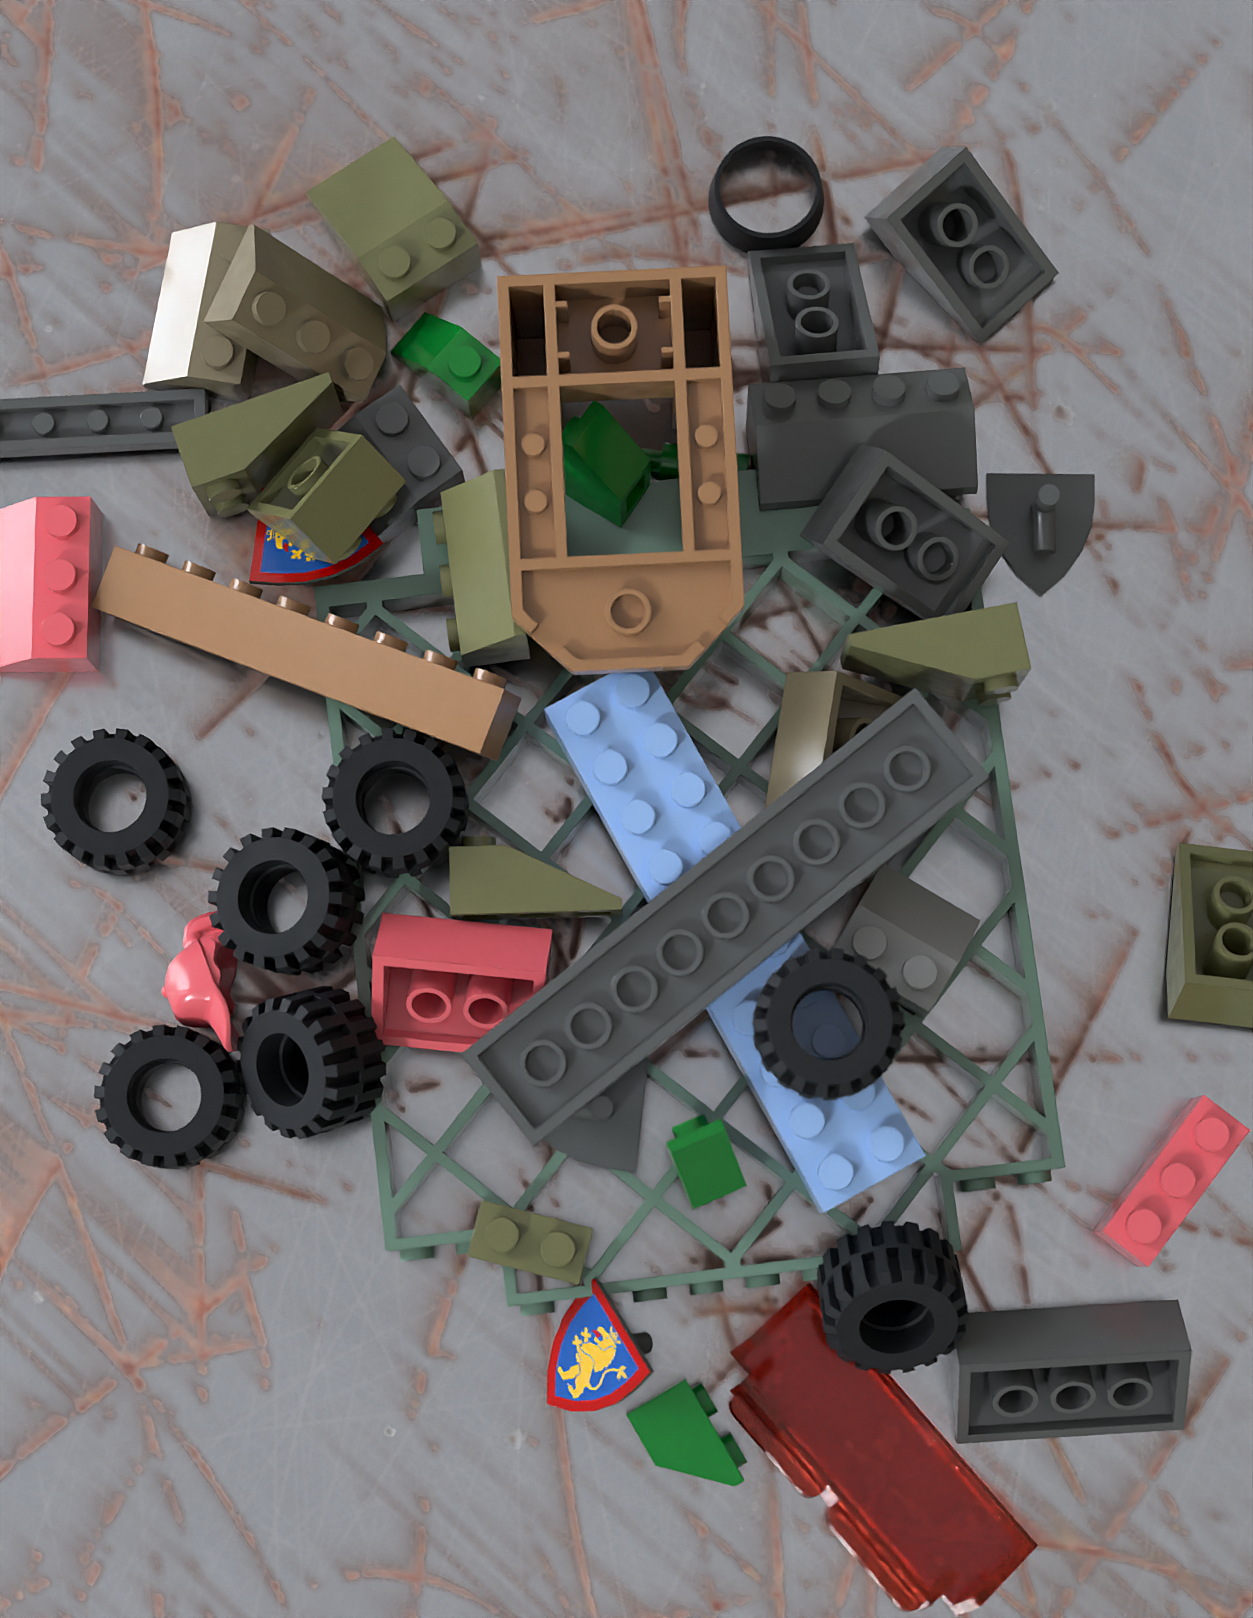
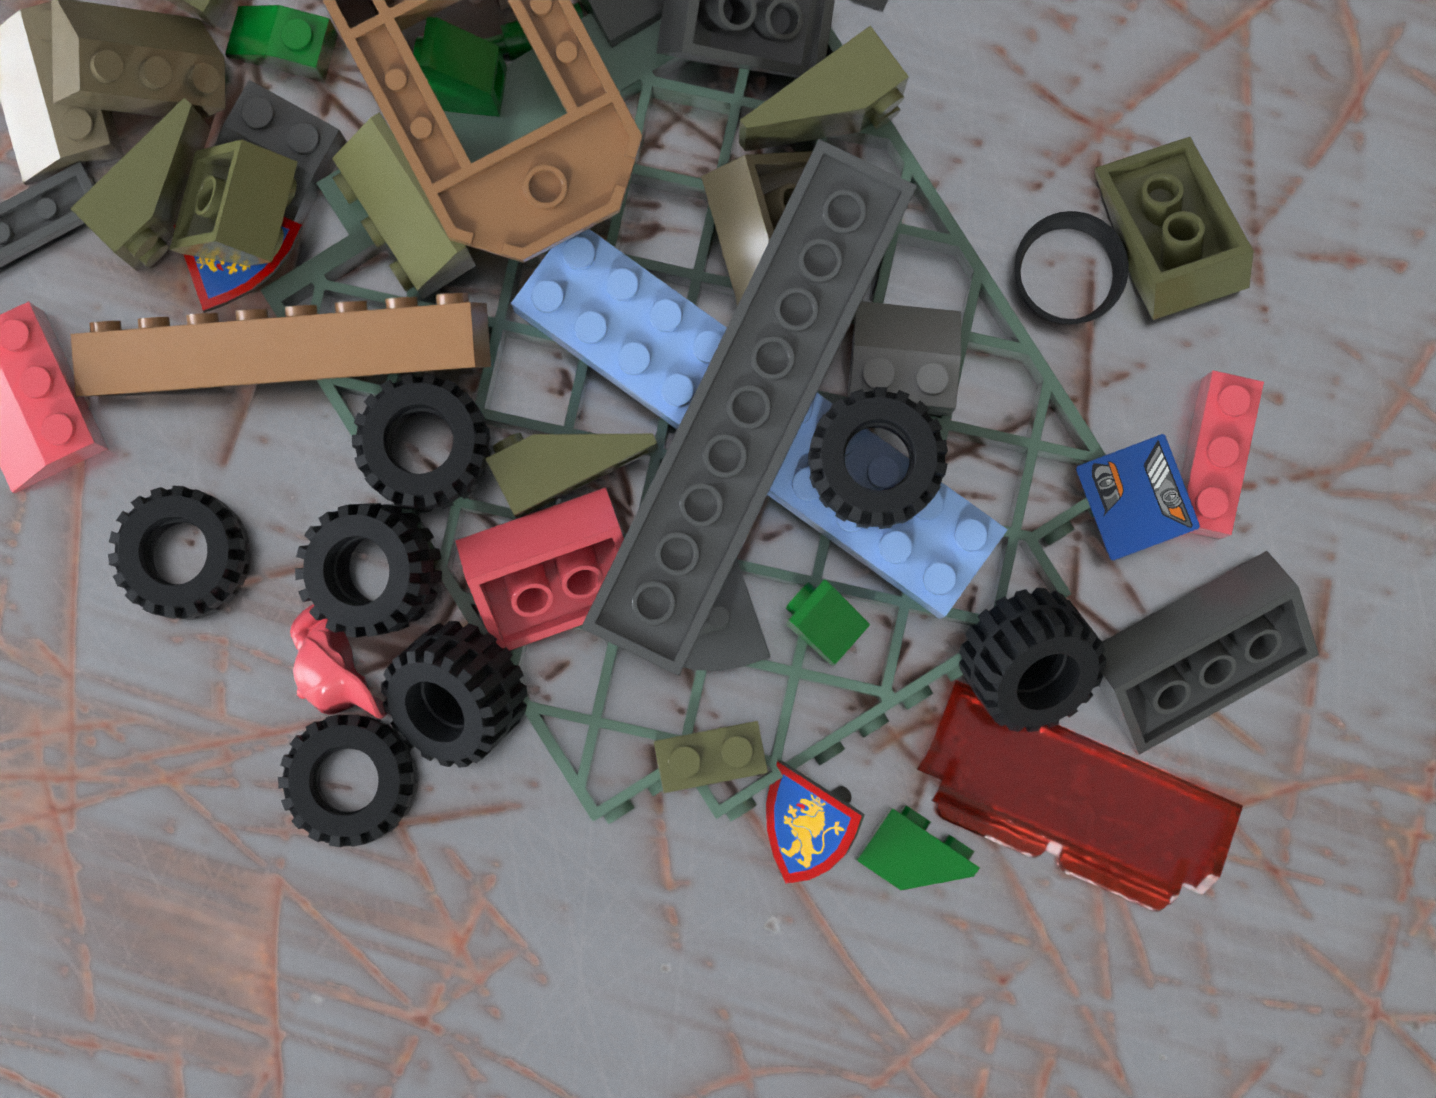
camera: 30 degrees left, 5 degrees up
(1071, 1185) = (1137, 497): none -> blue sticker
(1148, 896) = (1097, 229): none -> black tyre

